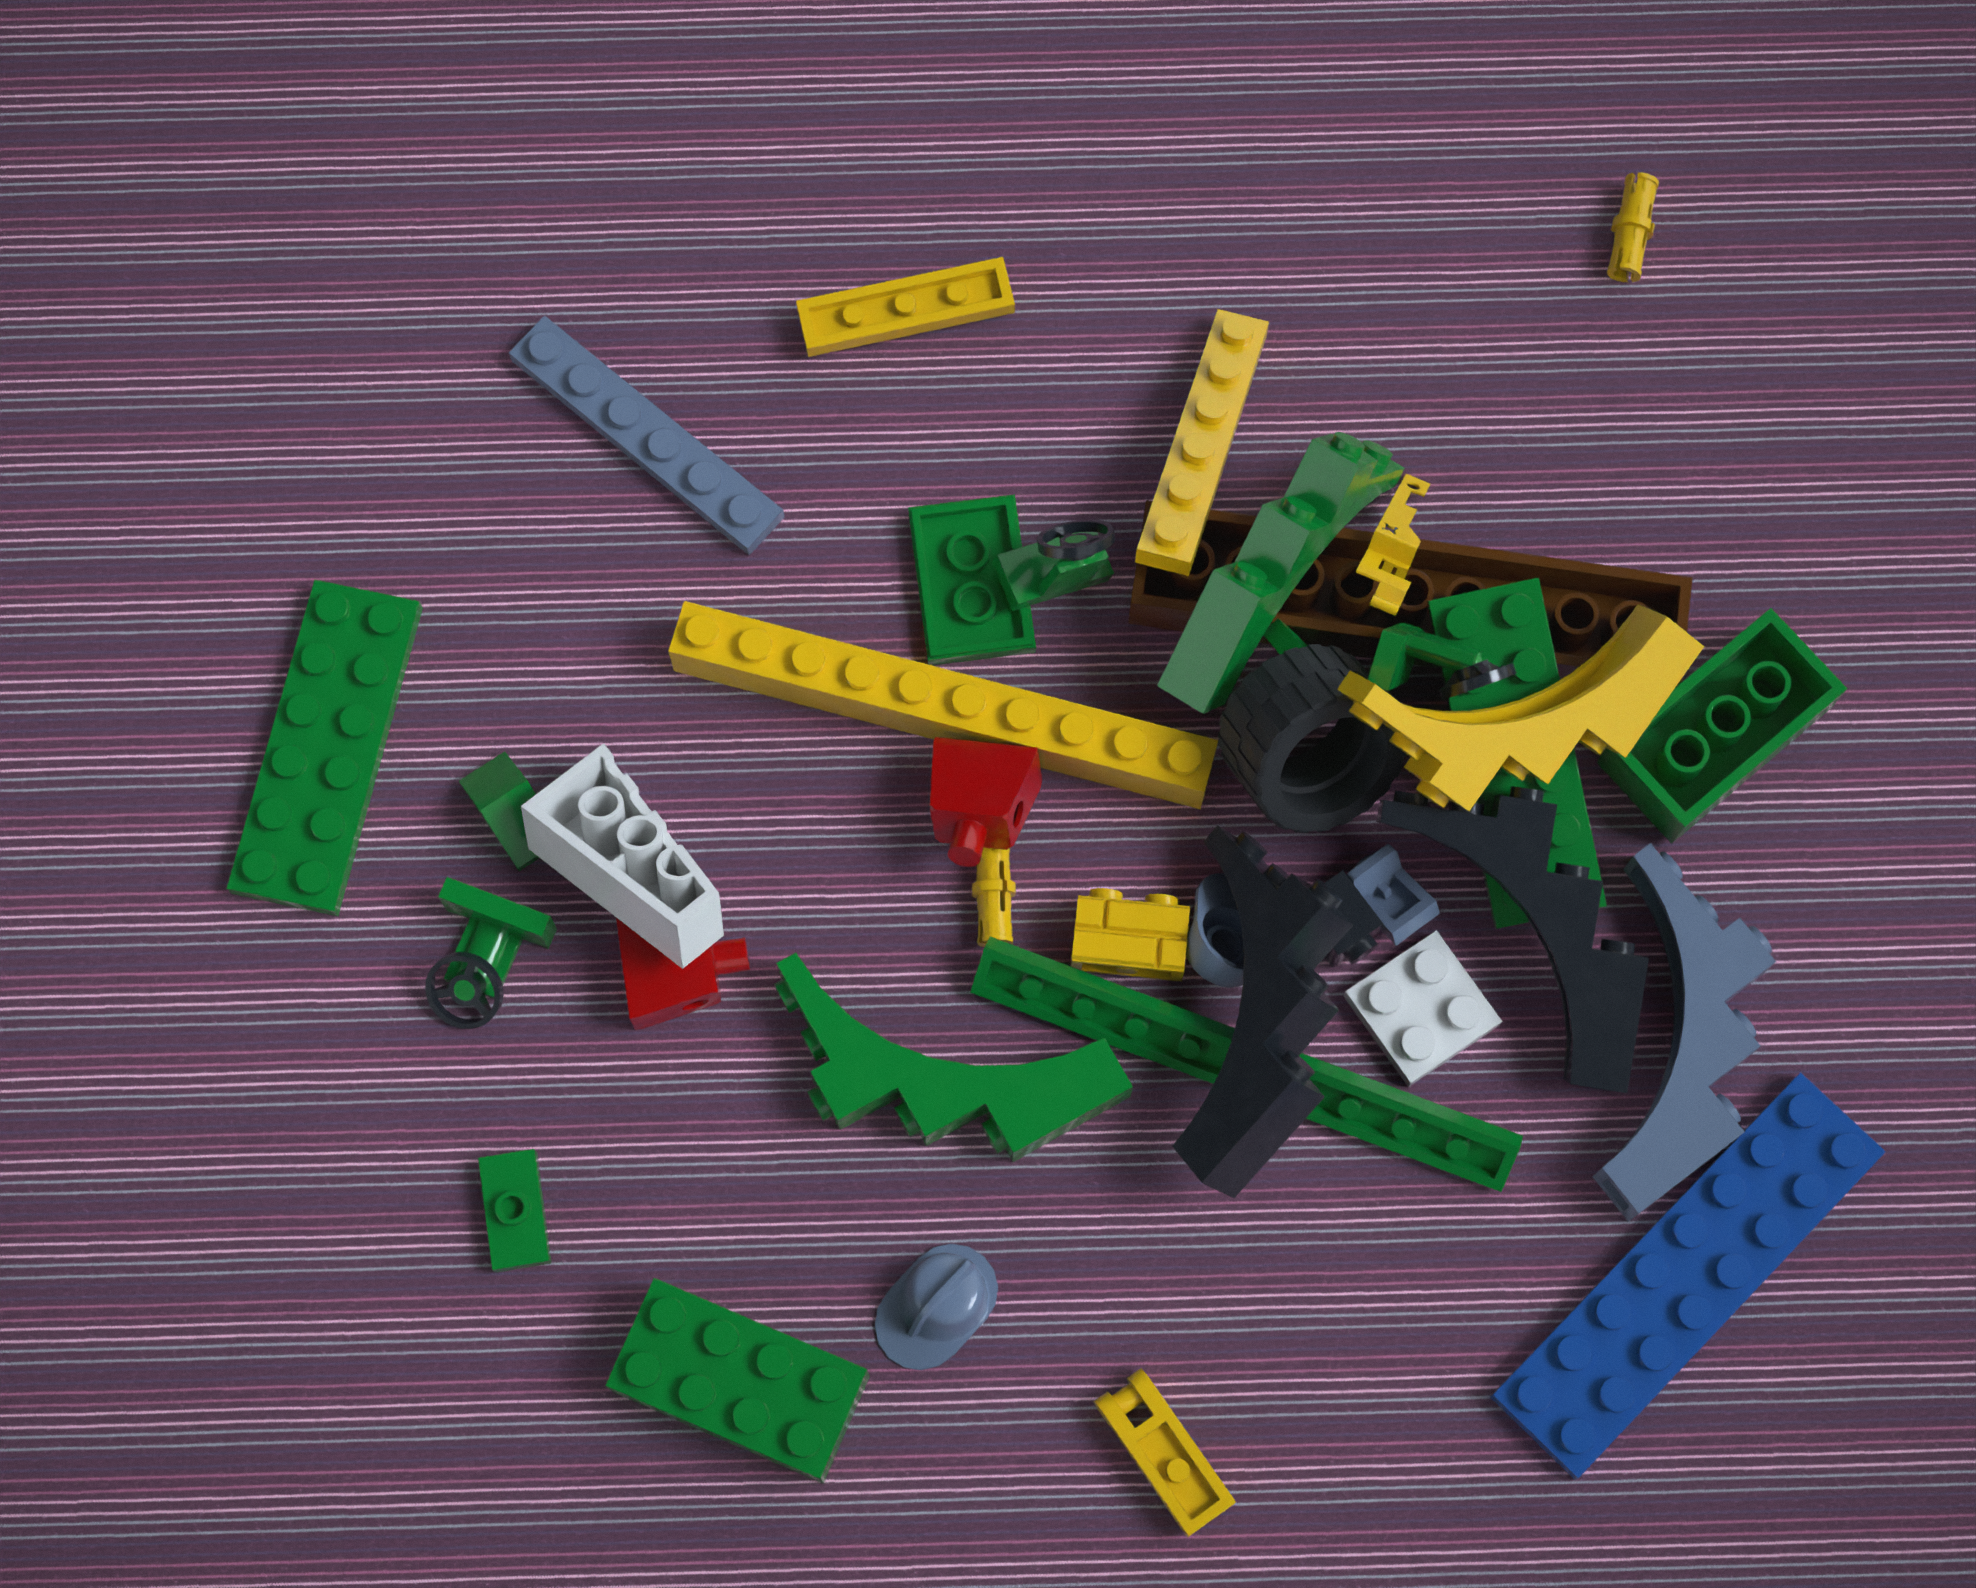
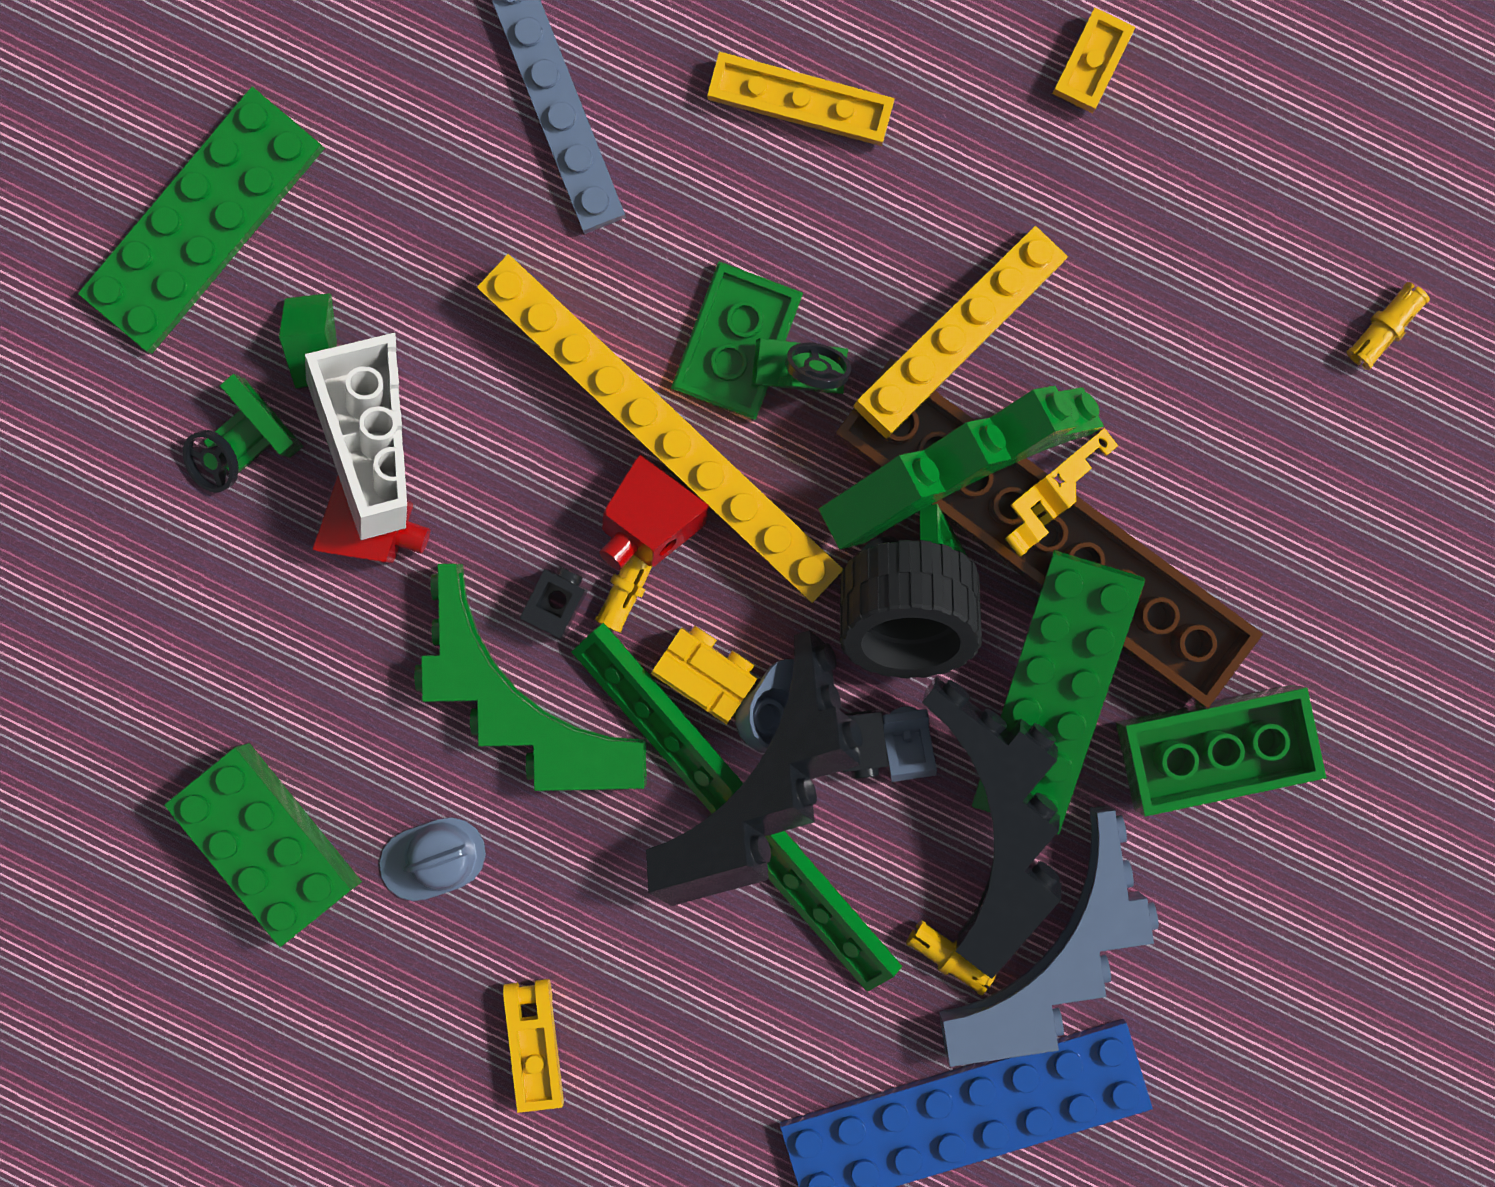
camera: 30 degrees right, 15 degrees up
(514, 1210) = (172, 637): green plate -> none
(921, 920) = (539, 608): none -> black brick
(1184, 124) = (1093, 60): none -> yellow plate
(1405, 642) = (1021, 582): green piece -> none
(1422, 1008) = (886, 833): white plate -> none
(1570, 1104) = (944, 954): none -> yellow pin
(1598, 705) = (1131, 699): yellow arch -> none

